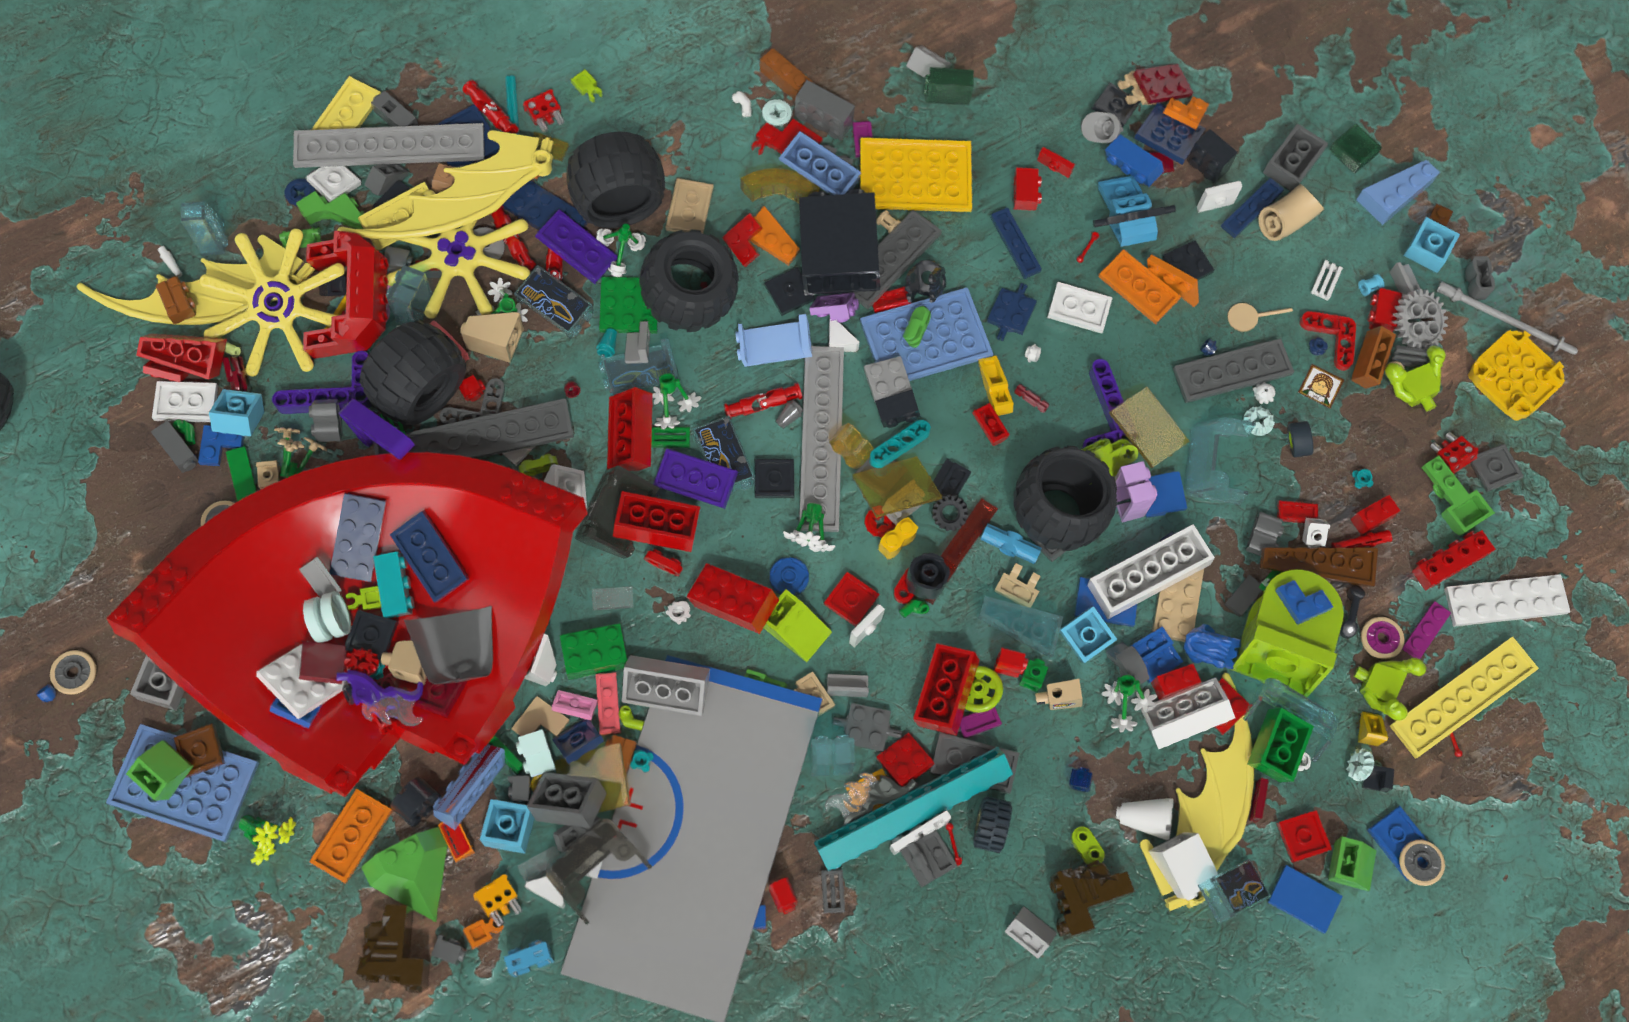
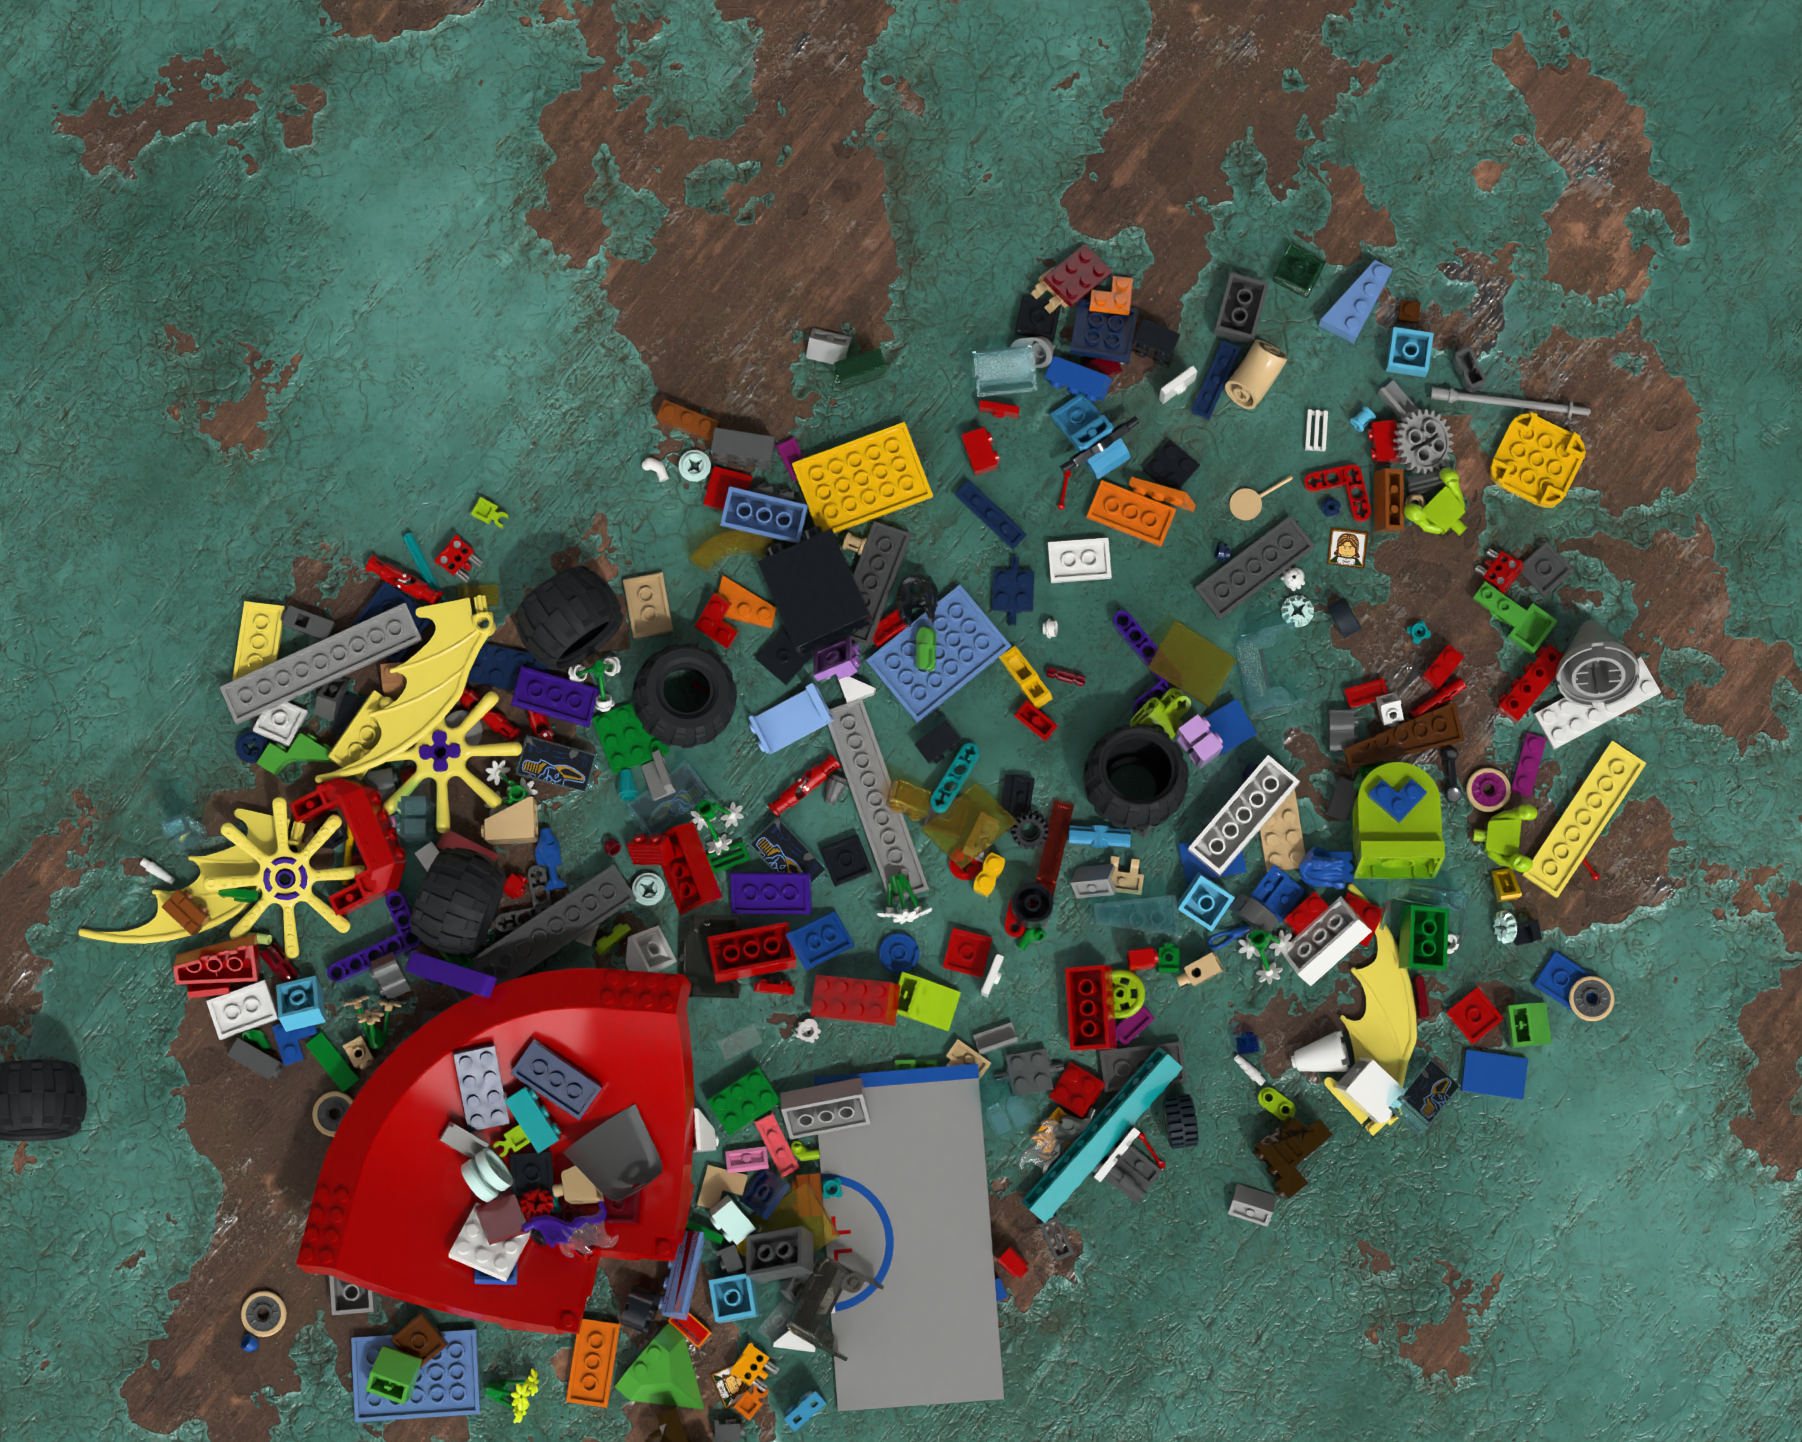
camera: 10 degrees left, 10 degrees up
(230, 302) = (240, 894): none -> green plate
(309, 236) = (281, 789): bright green hinge -> none
(468, 910) = (730, 1387): none -> sticker
(513, 373) = (549, 853): none -> blue animal
(590, 428) = (647, 879): none -> light aqua gear
(604, 400) = (650, 849): none -> red brick
(722, 535) = (820, 940): none -> blue tile
(765, 137) = (695, 496): red plate -> none
(887, 378) = (917, 715): light grey plate -> none
(991, 579) = (1093, 881): none -> light grey panel
(1073, 131) = (1004, 371): none -> clear light blue piece
(1074, 806) = (1250, 1070): none -> white animal
(1102, 676) = (1233, 935): none -> blue piece
(1524, 564) = (1597, 668): none -> light grey cone

